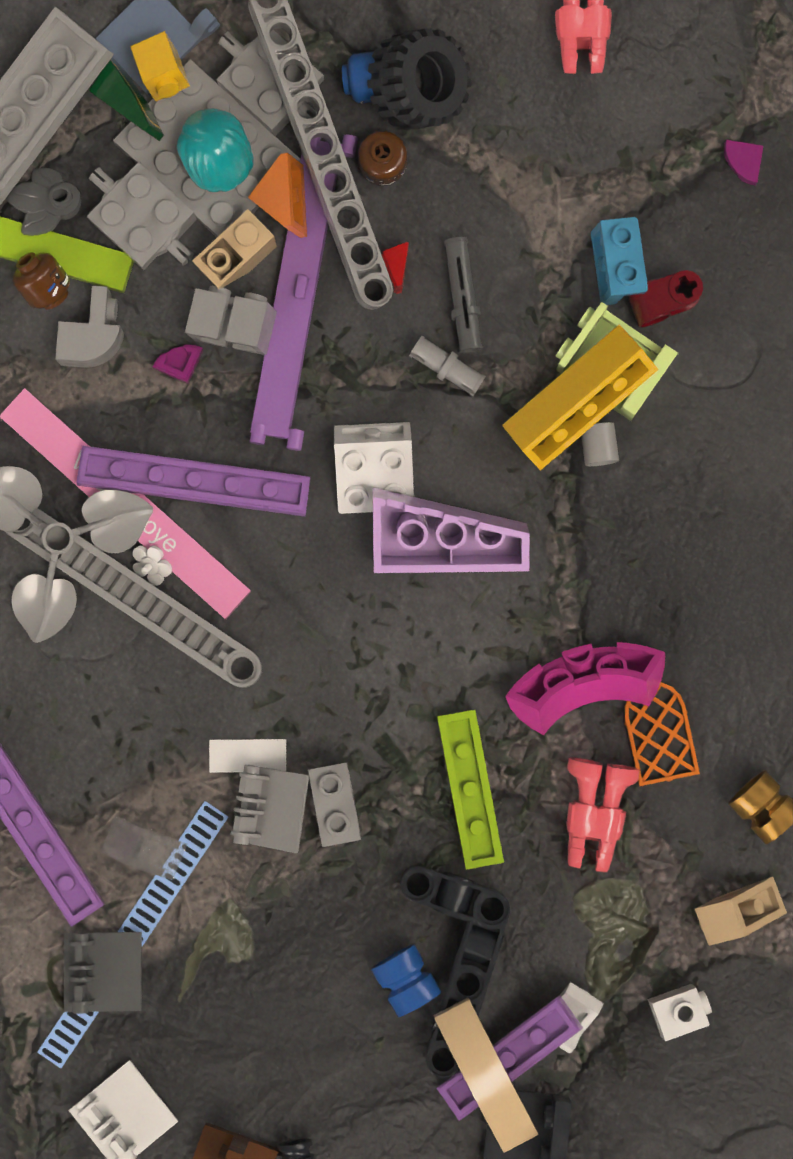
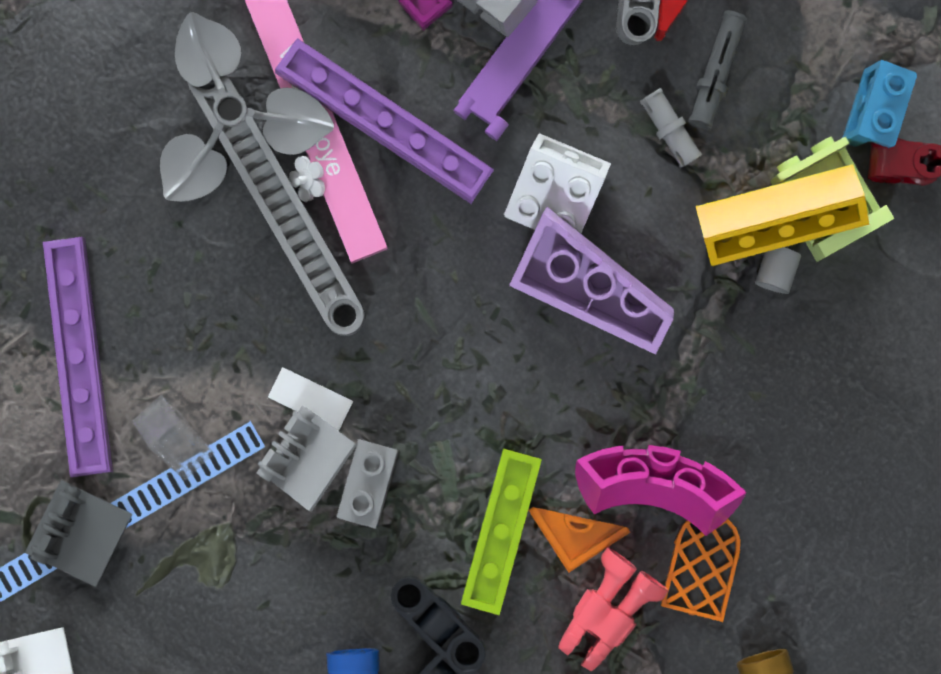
camera: 25 degrees right, 0 degrees up
(538, 762) = (576, 537): none -> orange tile

